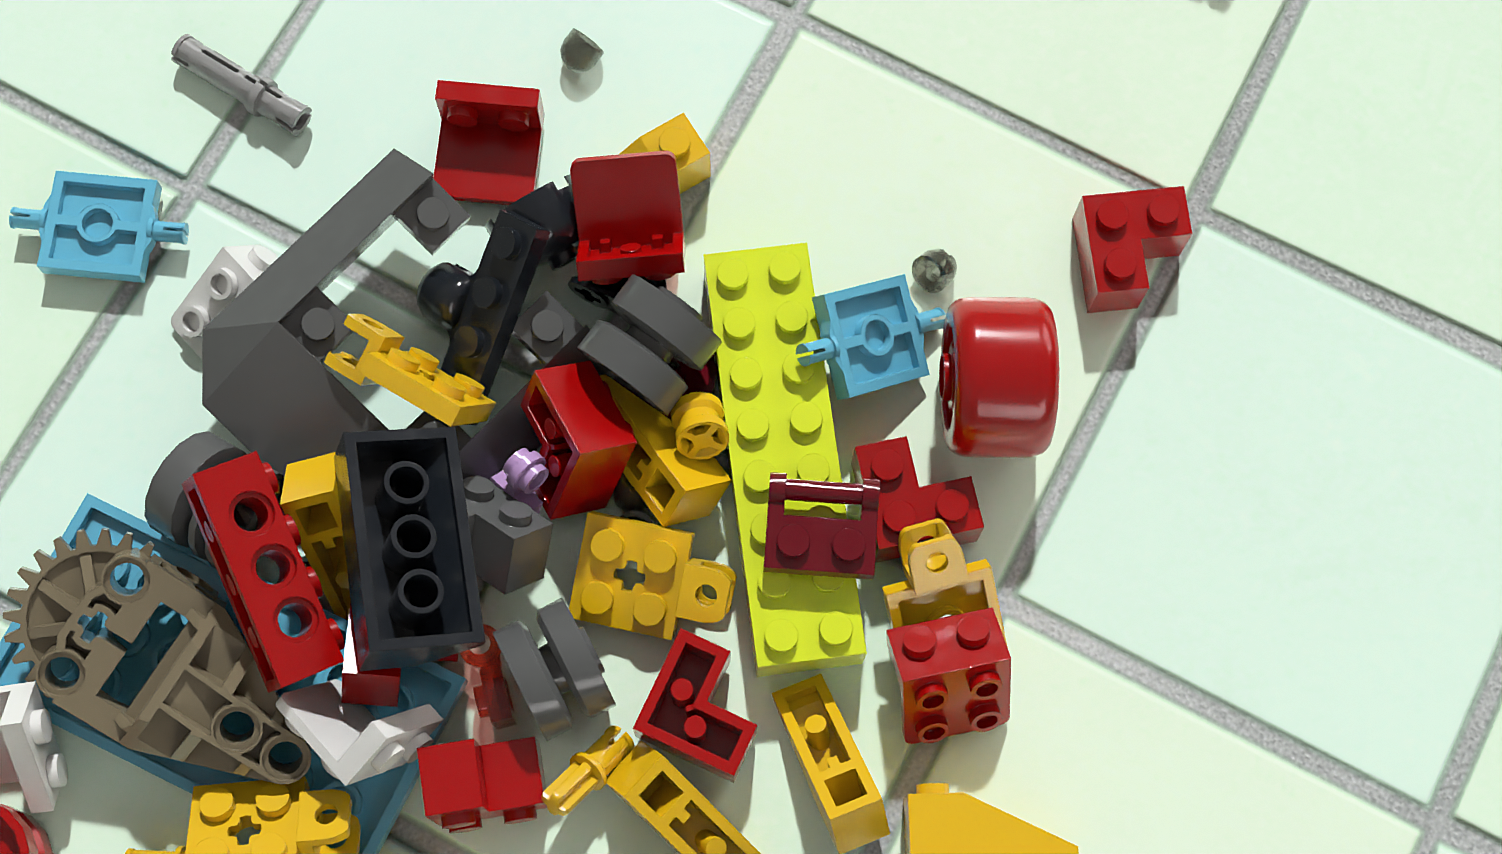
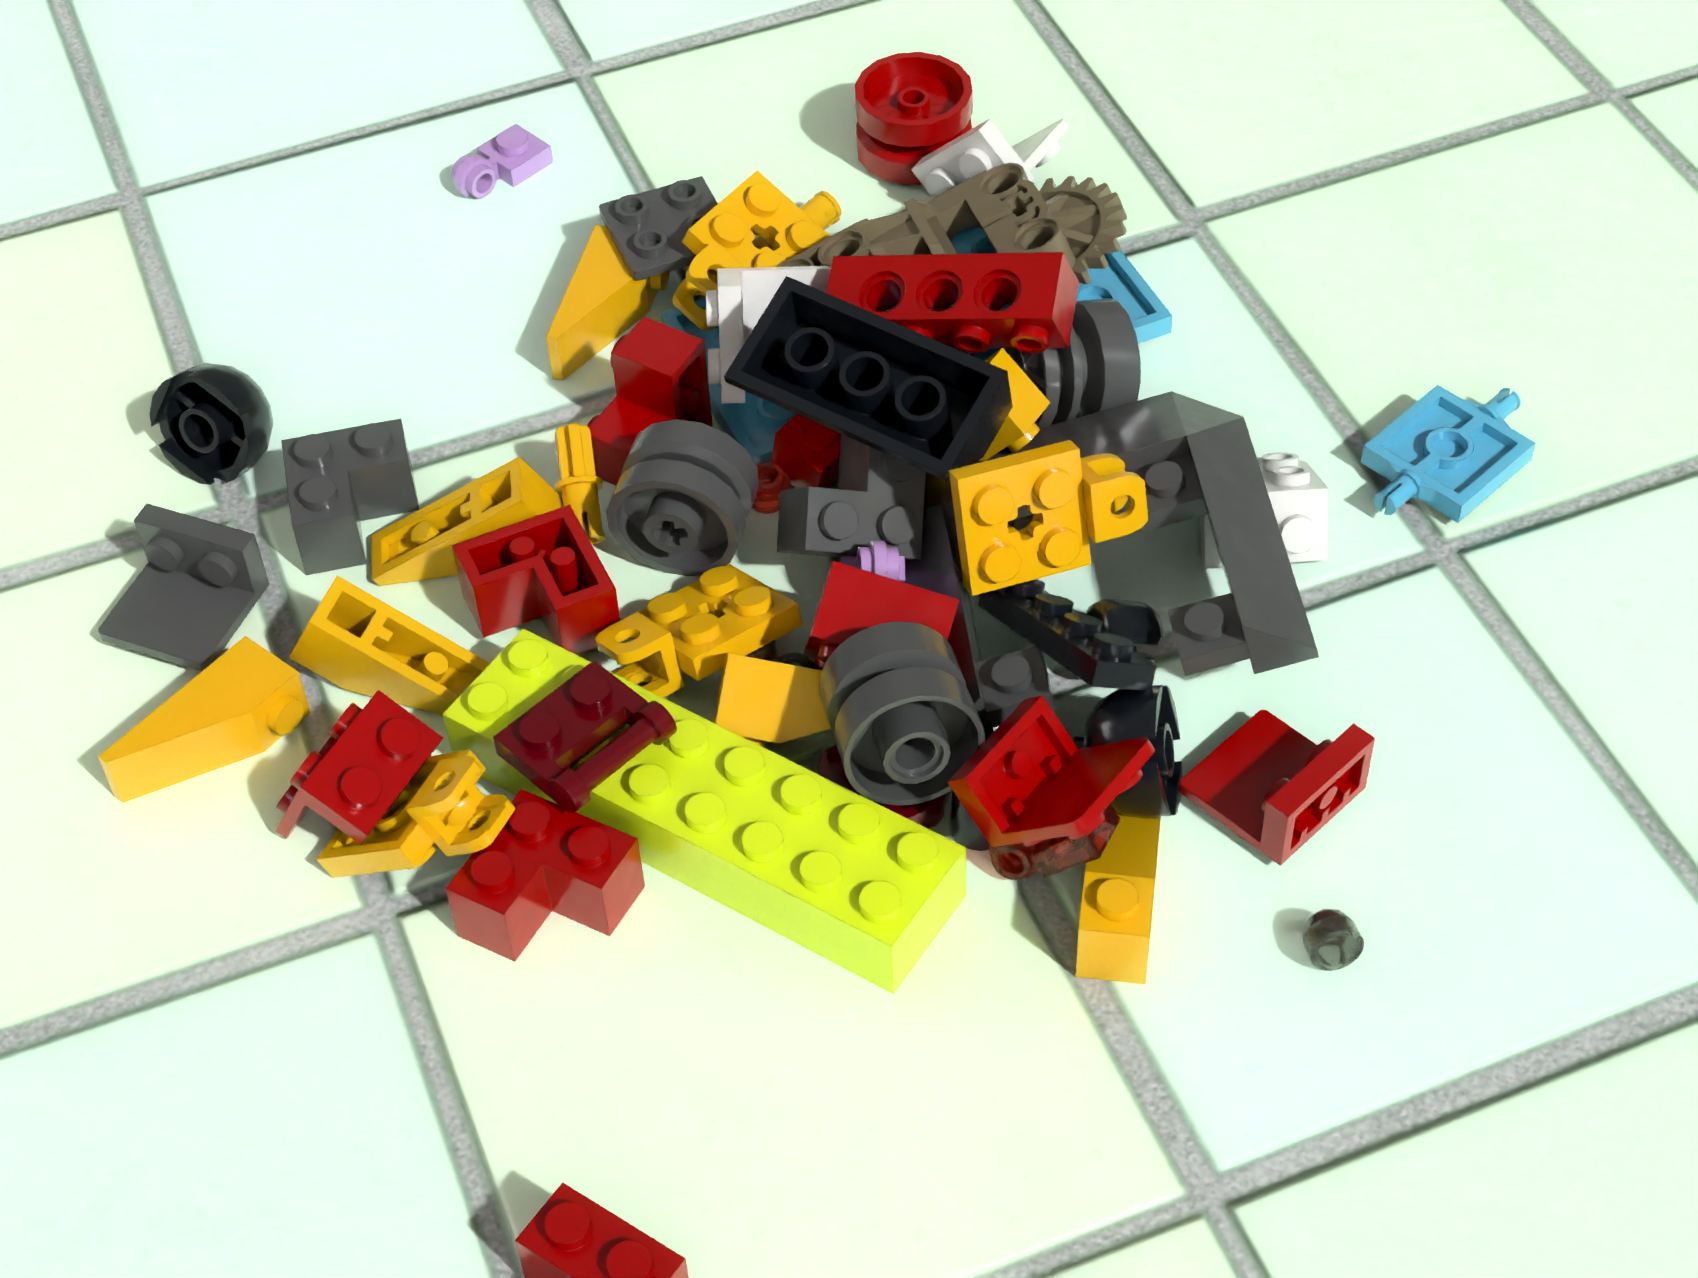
camera: 135 degrees right, 25 degrees down
(256, 93) = (1505, 637): light grey pin -> none
(699, 426) = (786, 721): yellow wheel -> none
(870, 336) = (738, 947): medium azure plate -> none
(927, 263) = (759, 1090): clear smoke hinge -> none
(999, 377) = (570, 995): red wheel -> none

